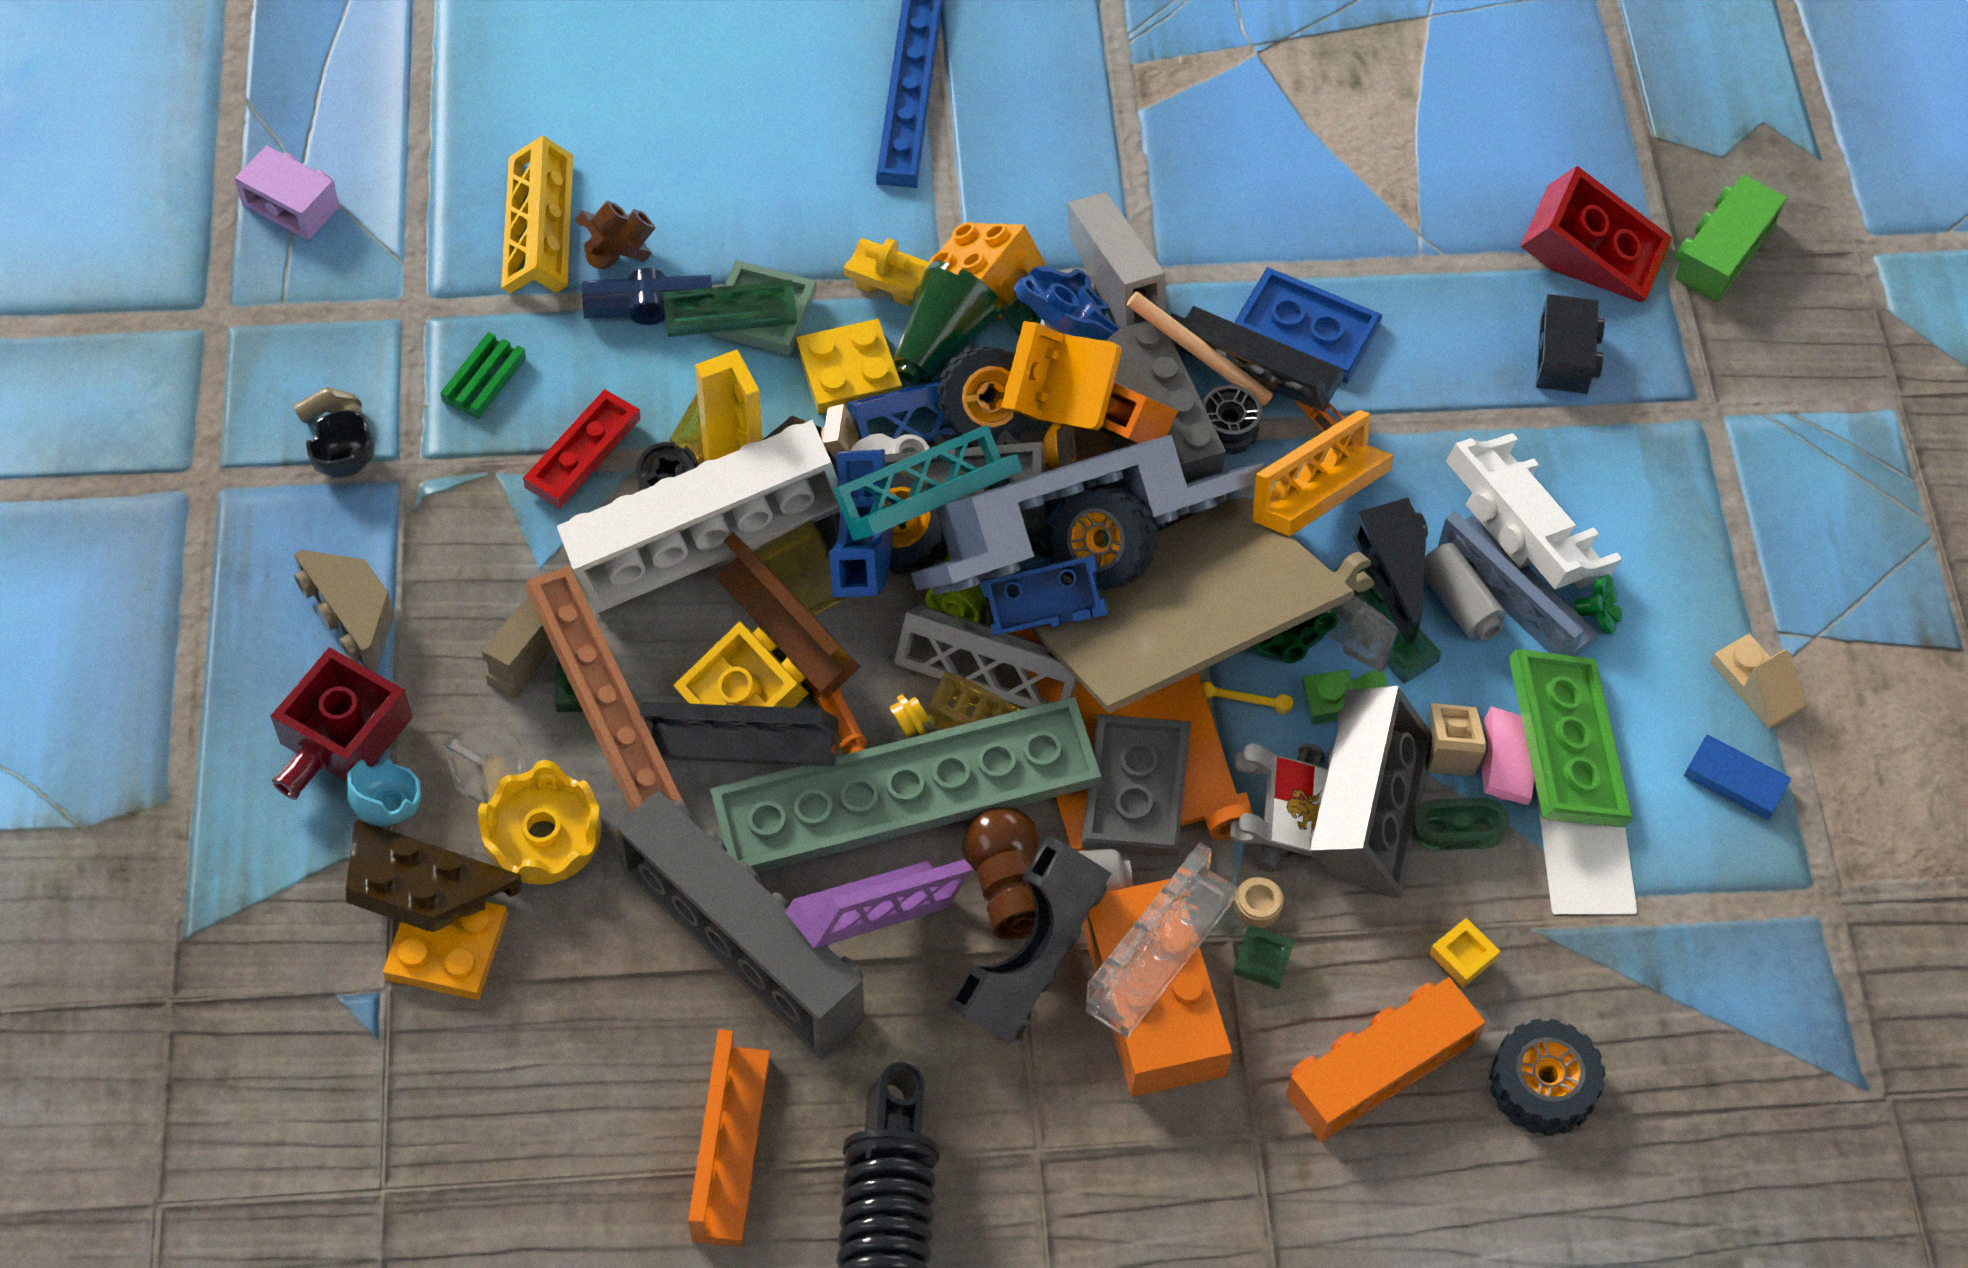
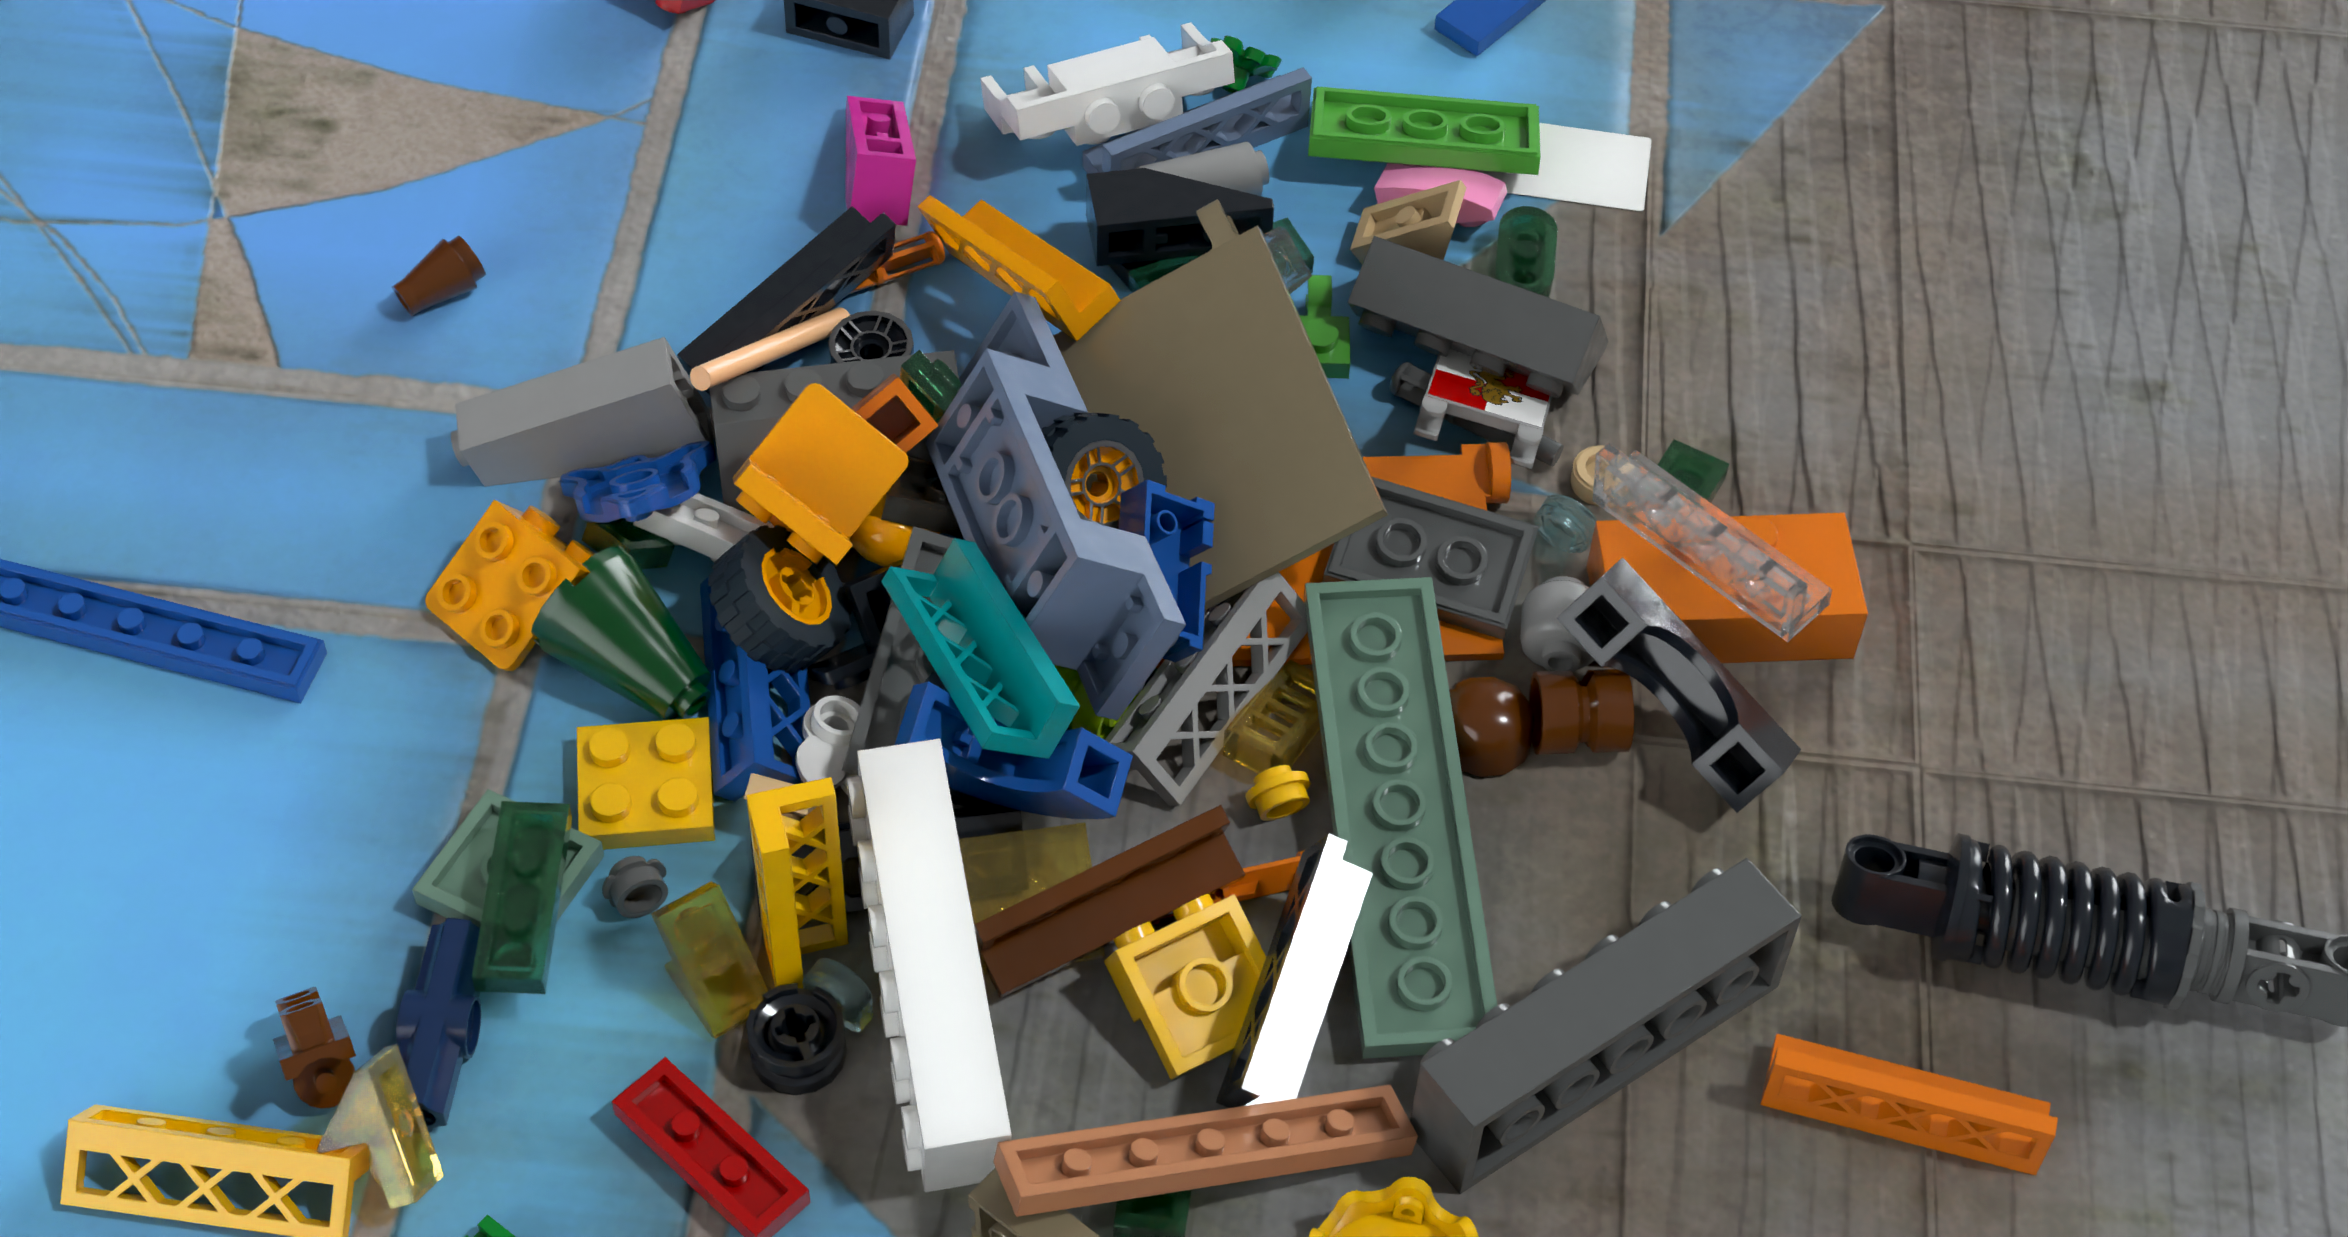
camera: 80 degrees left, 5 degrees down
(558, 281) = (386, 1116): none -> clear yellow slope
(767, 373) = (636, 886): none -> dark grey plate
(877, 901) = (1609, 838): medium lavender fence -> none
(886, 269) = (498, 695): yellow hips -> none
(1171, 421) = (930, 383): none -> clear green plate
(1232, 169) = (441, 275): none -> reddish brown cone
(1310, 320) = (723, 251): blue tile -> none
(1384, 1057) = (1837, 391): orange brick -> none
(1416, 386) = (878, 159): none -> dark pink slope
(1464, 952) = (1699, 290): yellow plate -> none
(1572, 1067) = (1865, 253): black wheel -> none

